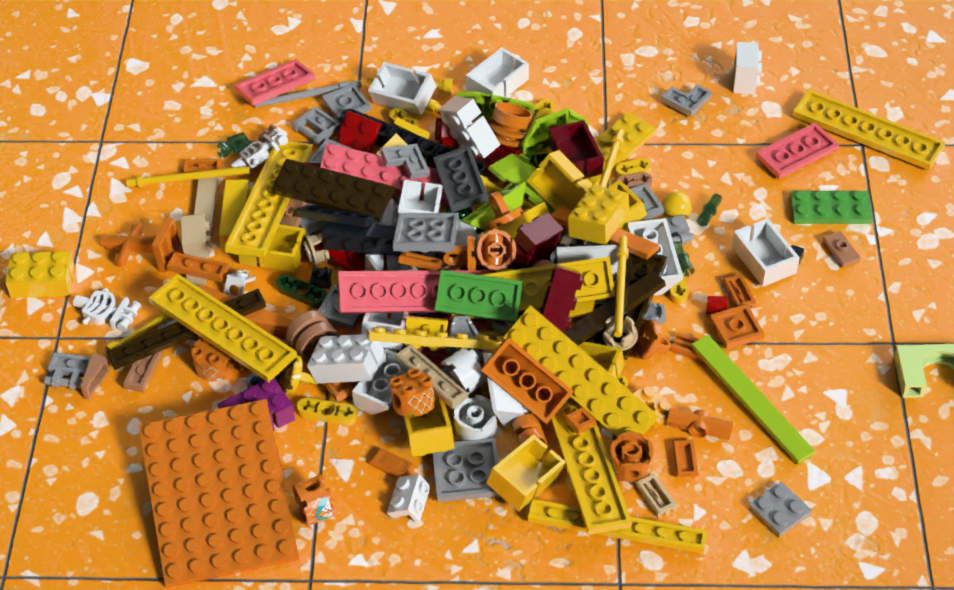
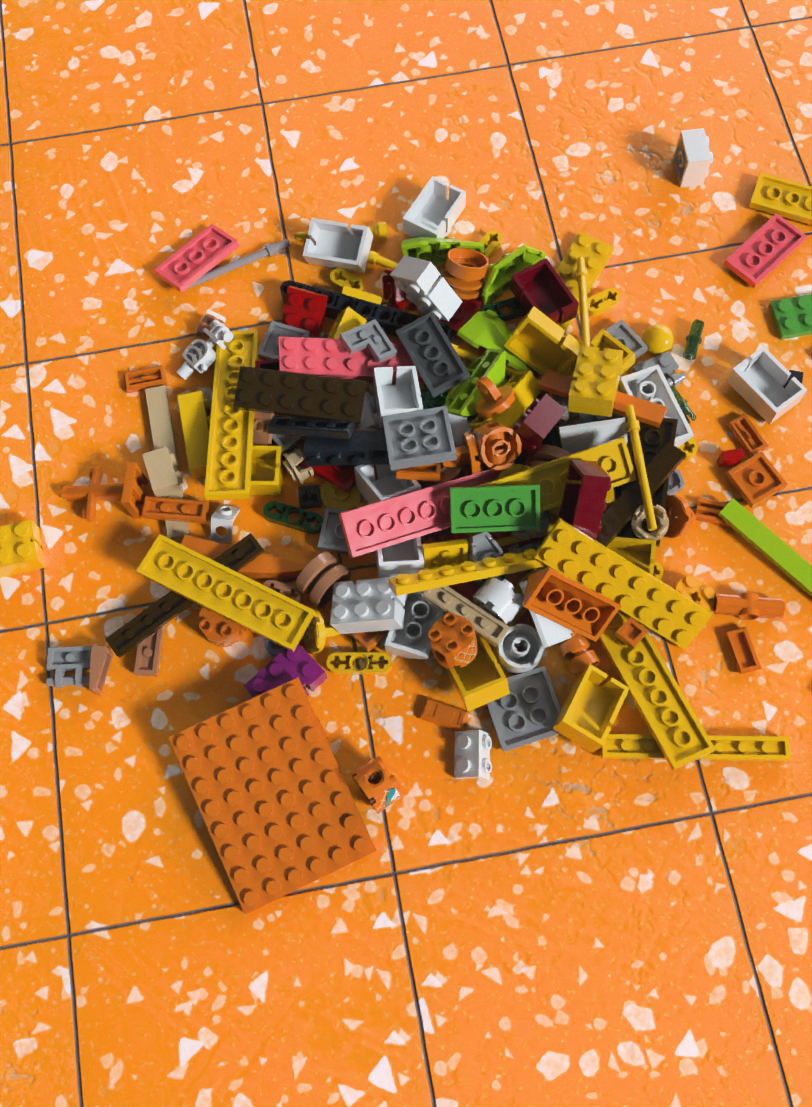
camera: 10 degrees left, 20 degrees up
(98, 311) = (77, 583): white torso -> none
(139, 181) = (83, 409): yellow bar -> none
(139, 332) = (112, 626): yellow piece -> none
(234, 143) = (174, 343): clear green plate -> none
(319, 121) = (258, 299): light grey plate -> none
(345, 98) = (278, 268): light grey plate -> none
(631, 457) = (692, 663): orange brick -> none
(636, 179) = (606, 317): nougat beam -> none
(648, 498) = (717, 706): tan tile -> none
(689, 102) = (637, 209): light grey plate -> none

